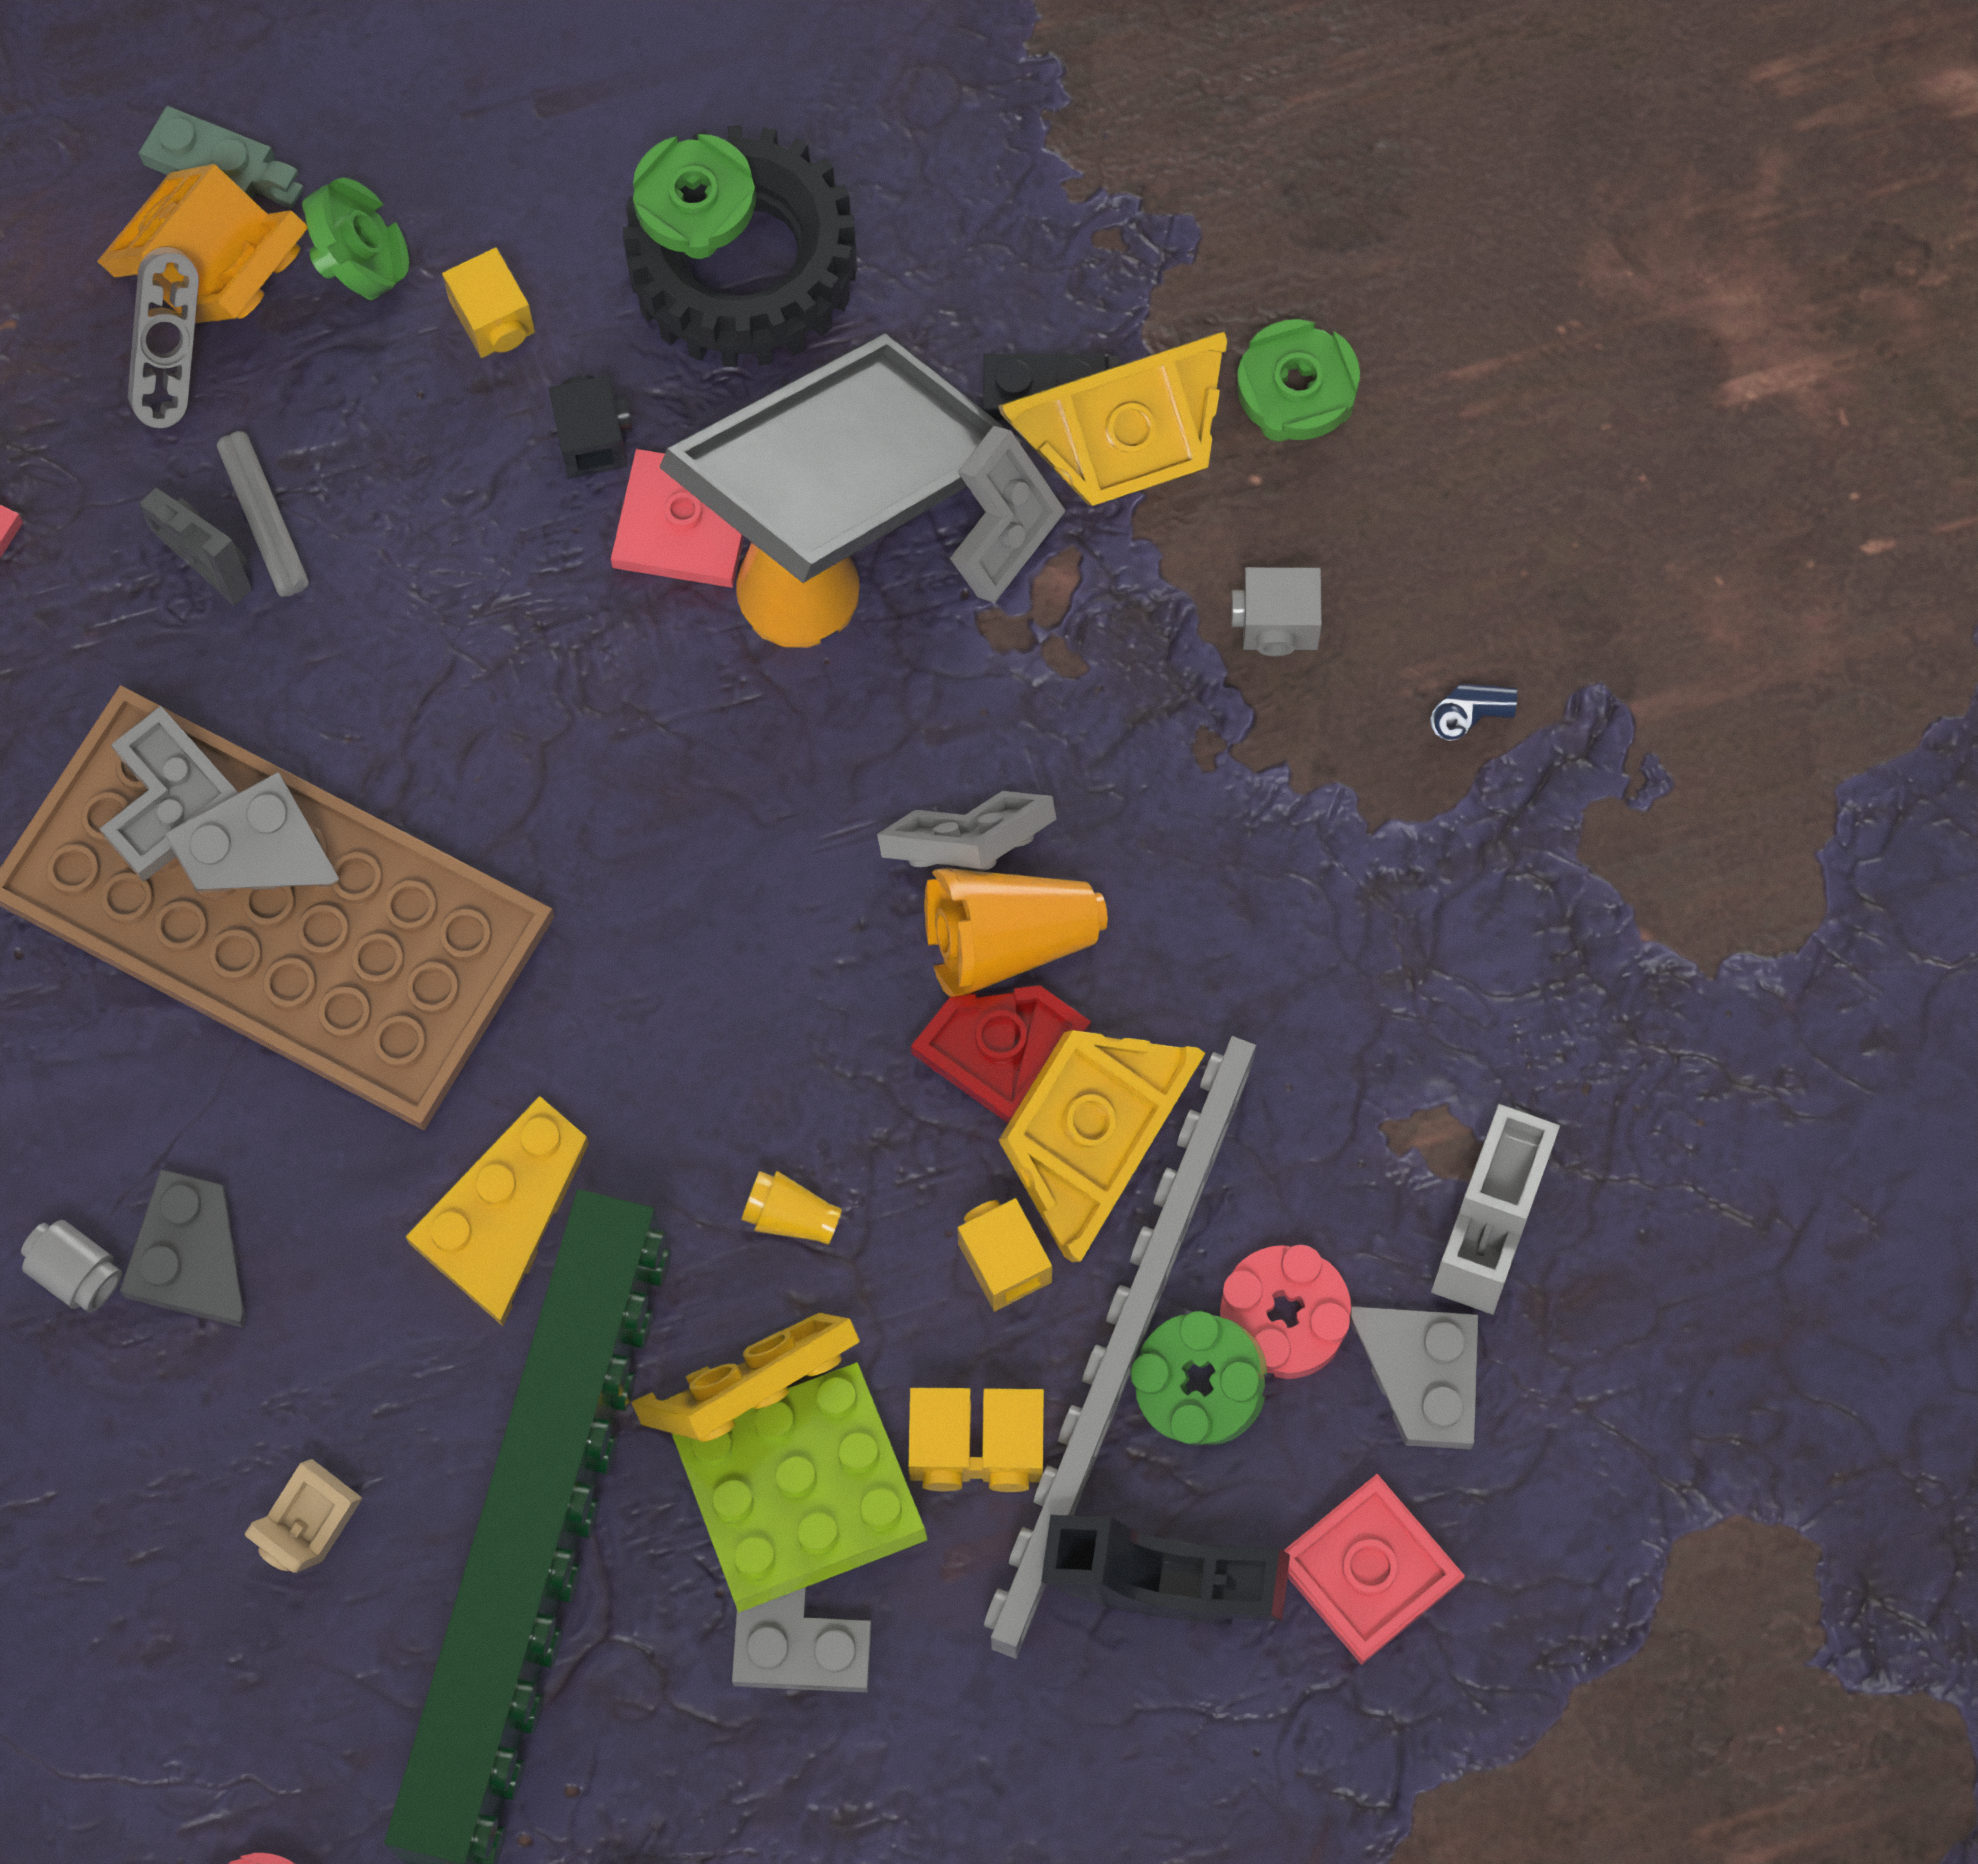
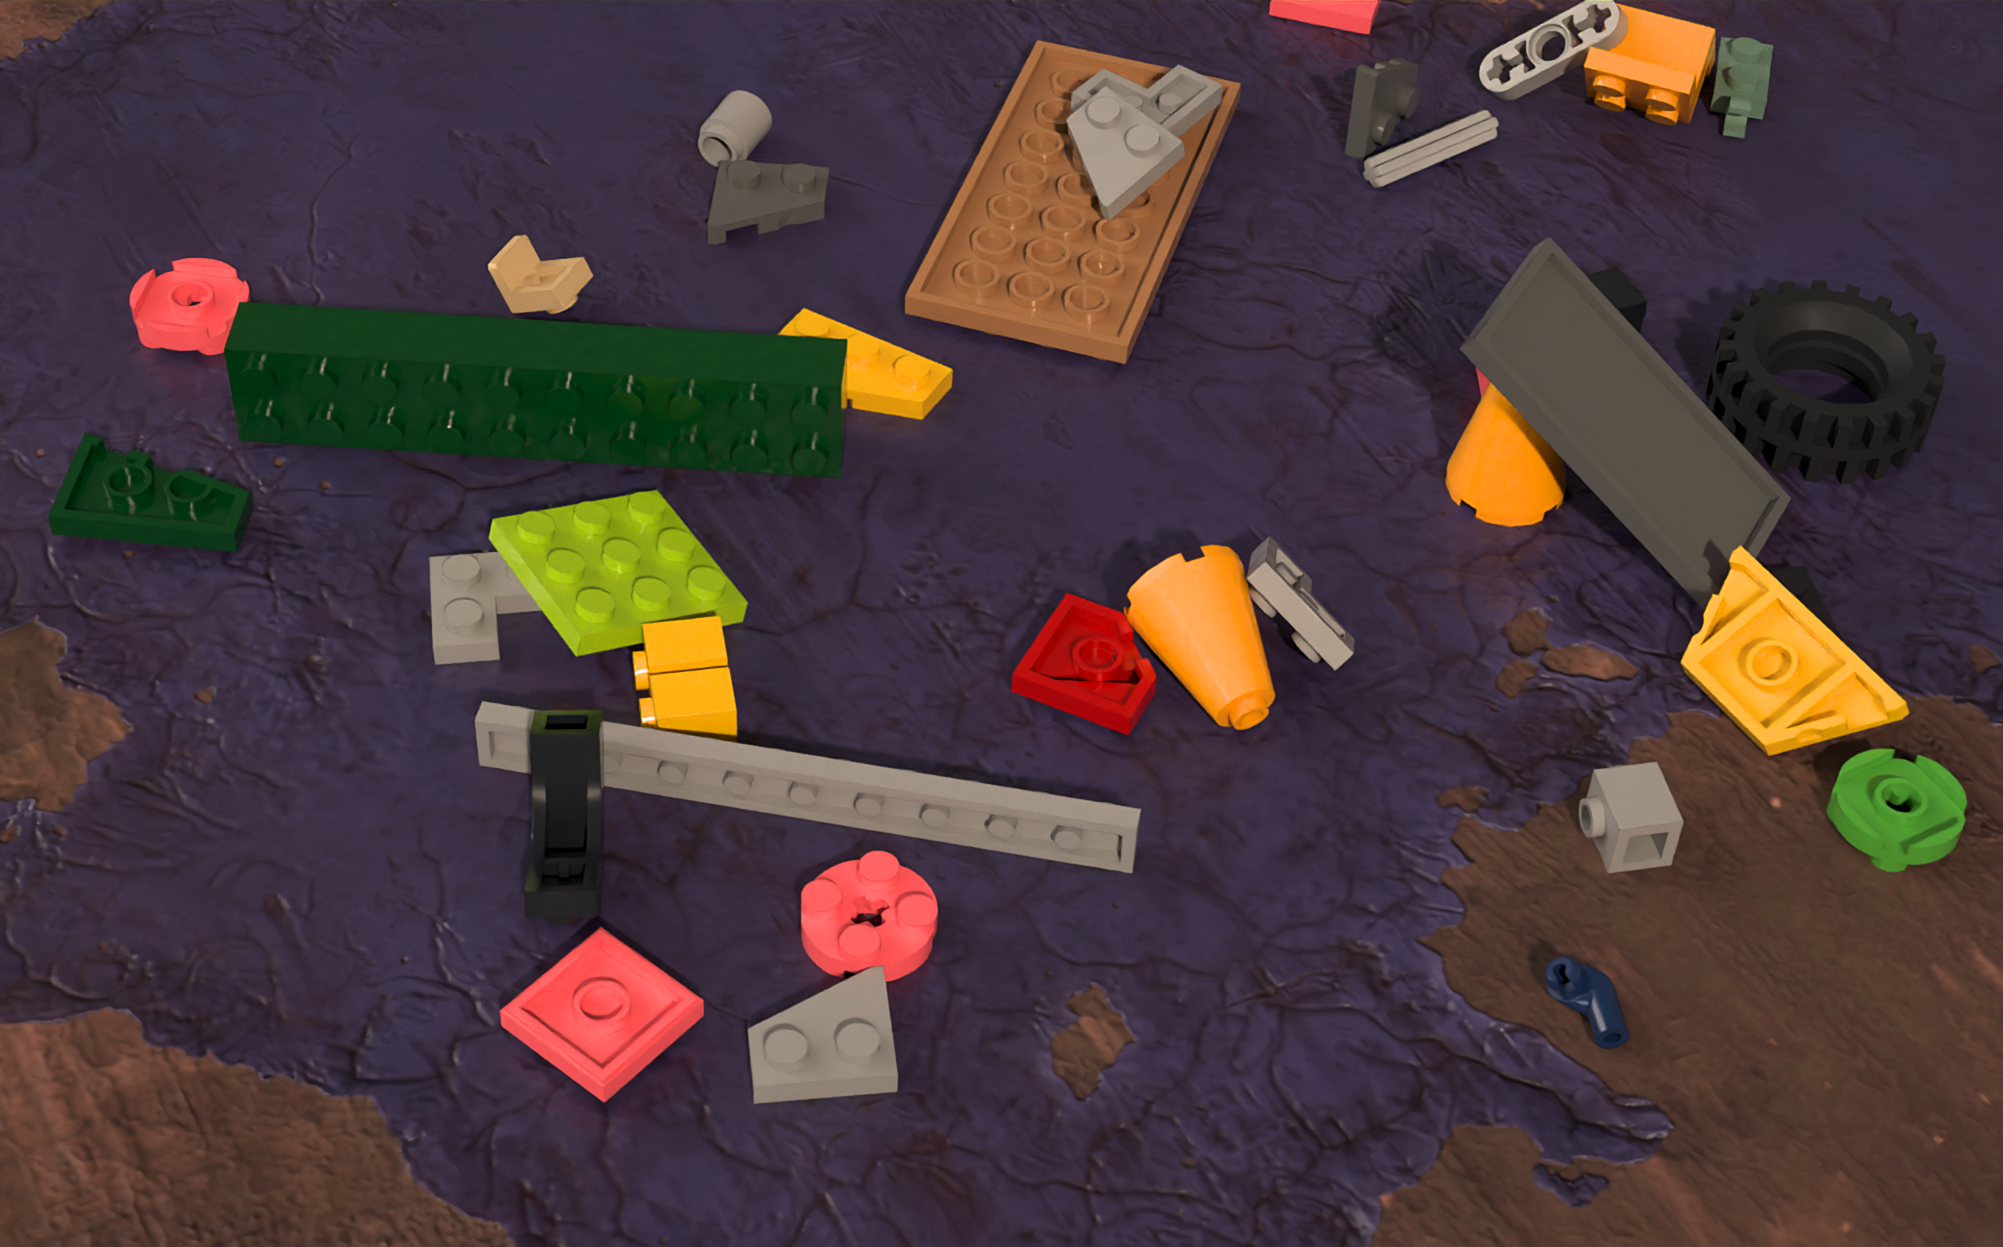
camera: 75 degrees right, 25 degrees down
(354, 239) = (1675, 137): bright green plate -> none
(489, 303) = (1687, 240): yellow brick -> none
(694, 226) = (1860, 329): bright green plate -> none
(731, 1389) = (709, 520): yellow wing -> none
(789, 1210) = (886, 535): yellow cone -> none
(1003, 1252) = (875, 687): yellow brick -> none
(1016, 516) = (1639, 600): light grey plate -> none
(1091, 1126) = (1019, 728): yellow wing -> none
(1162, 1379) = (777, 845): bright green plate -> none
(1495, 1209) = (1021, 1076): light grey slope -> none

